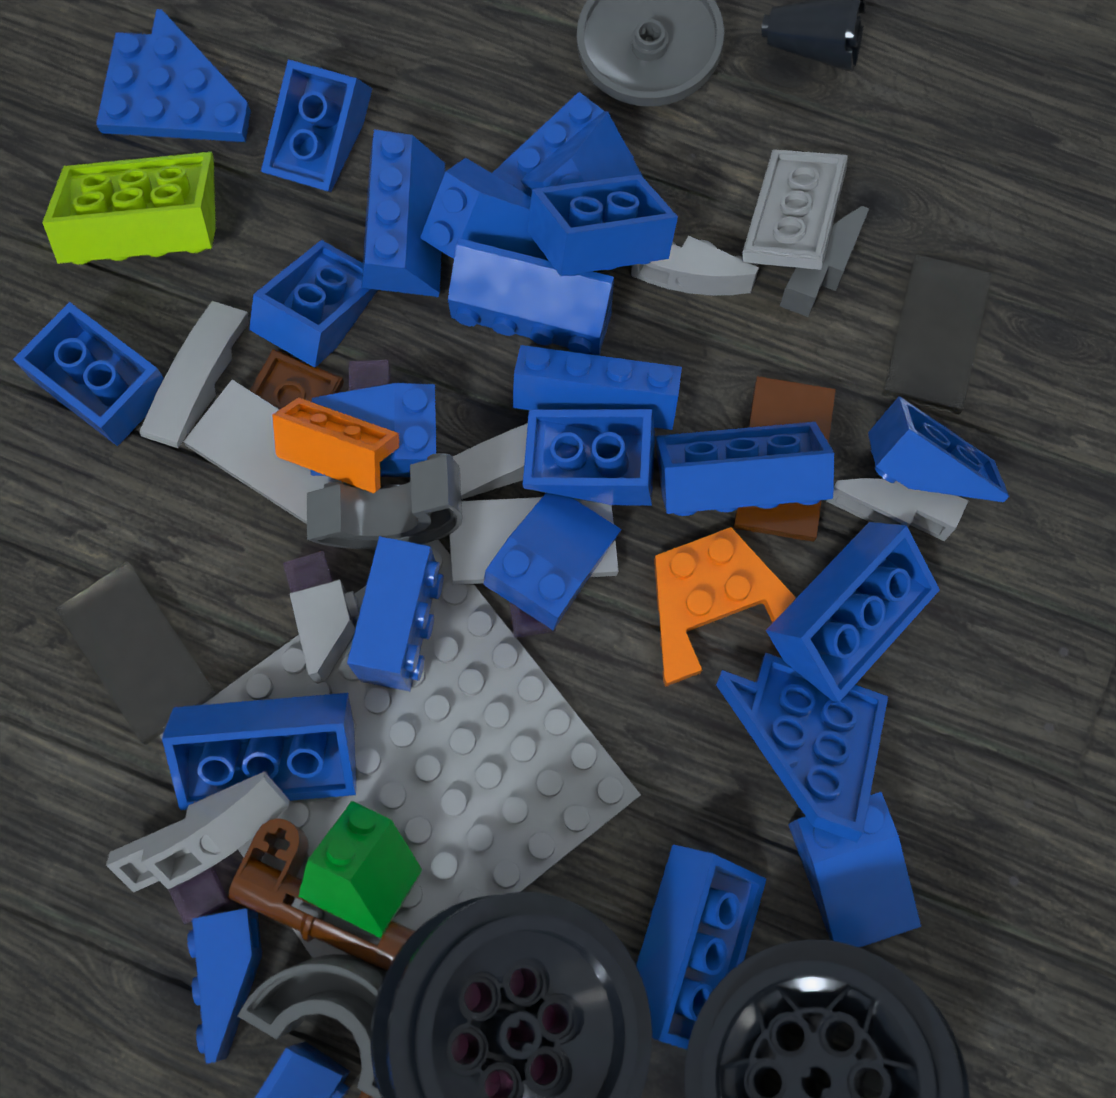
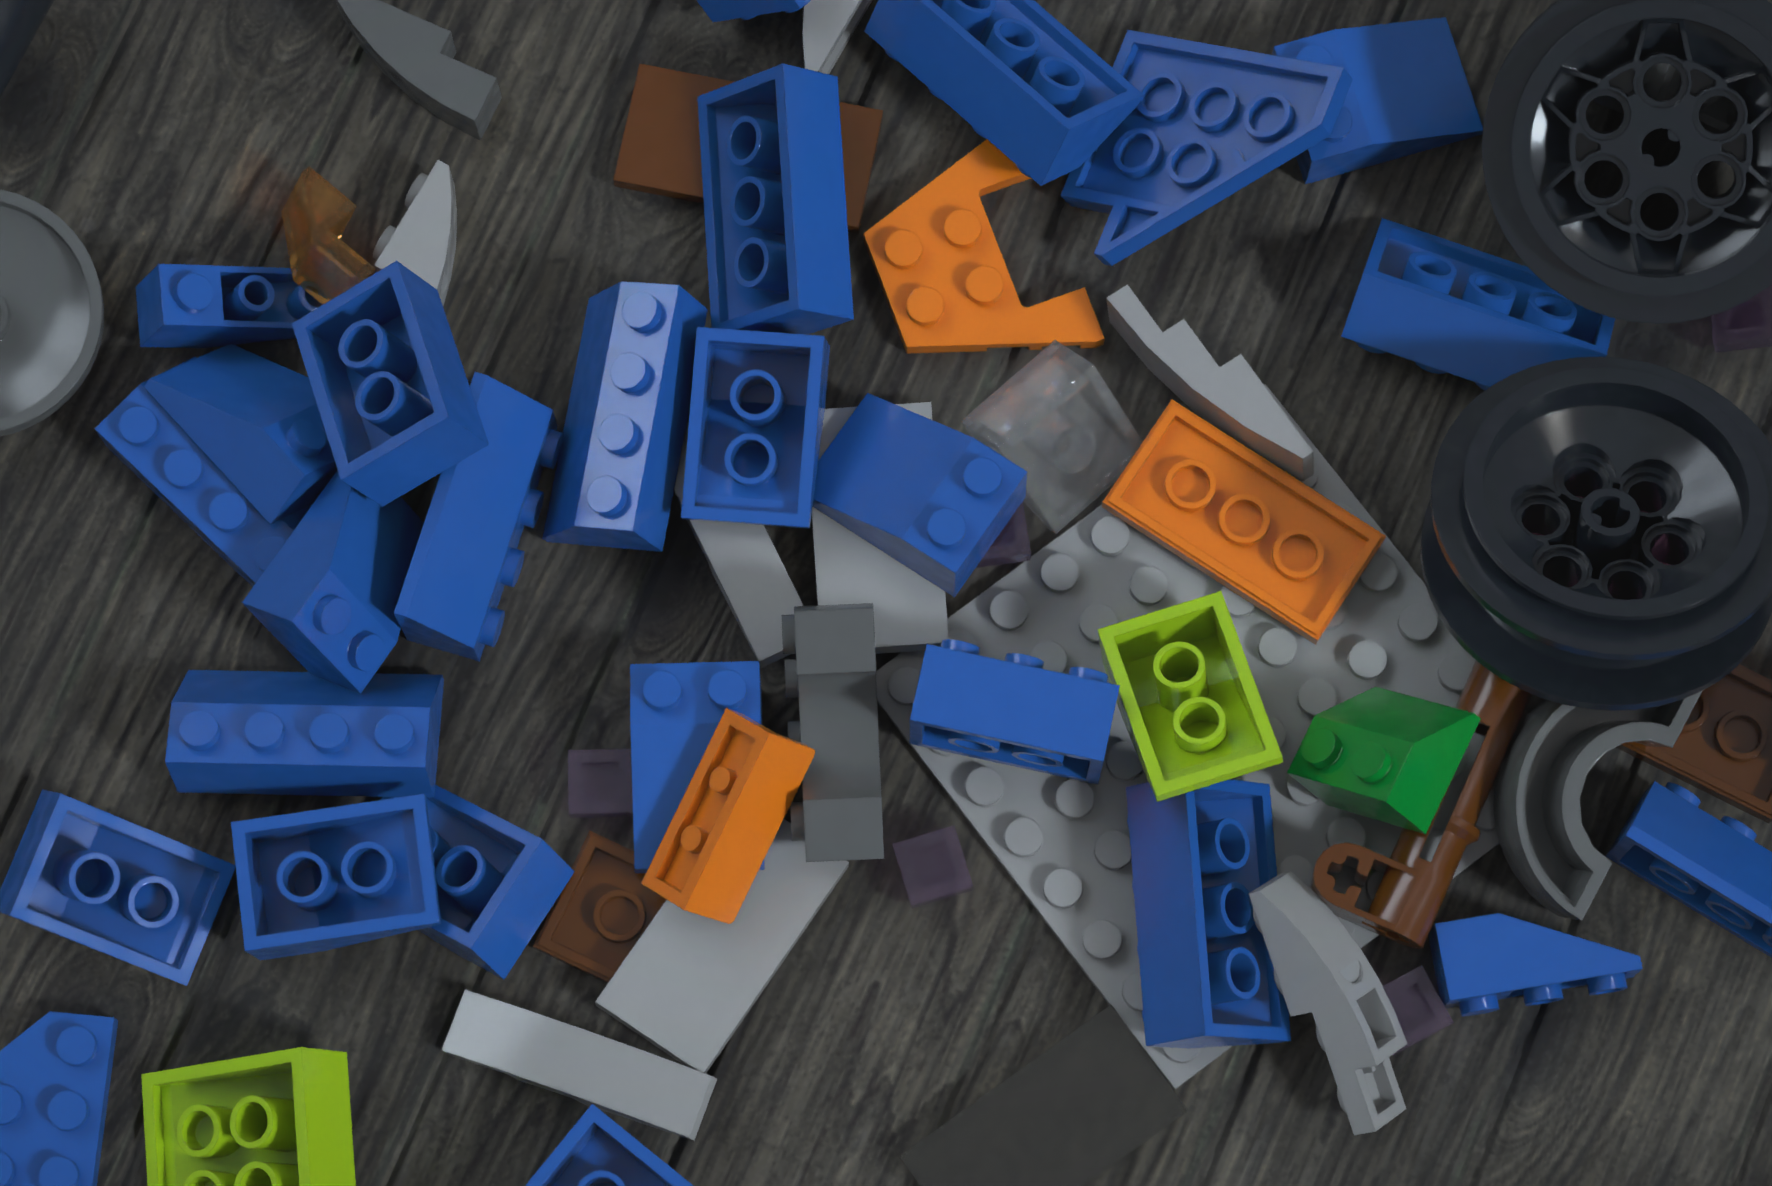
camera: 90 degrees left, 5 degrees up
(308, 225) = (335, 876): none -> blue slope
(324, 625) = (1019, 829): light grey slope -> none
(398, 729) = (1188, 696): none -> lime slope
(538, 777) = (1243, 521): none -> orange tile
(596, 650) = (1059, 428): none -> clear slope
(626, 761) = (1224, 396): none -> light grey slope
(664, 163) = (218, 305): none -> blue slope
(711, 210) = (313, 228): none -> clear orange slope
(795, 209) = (328, 95): light grey tile -> none

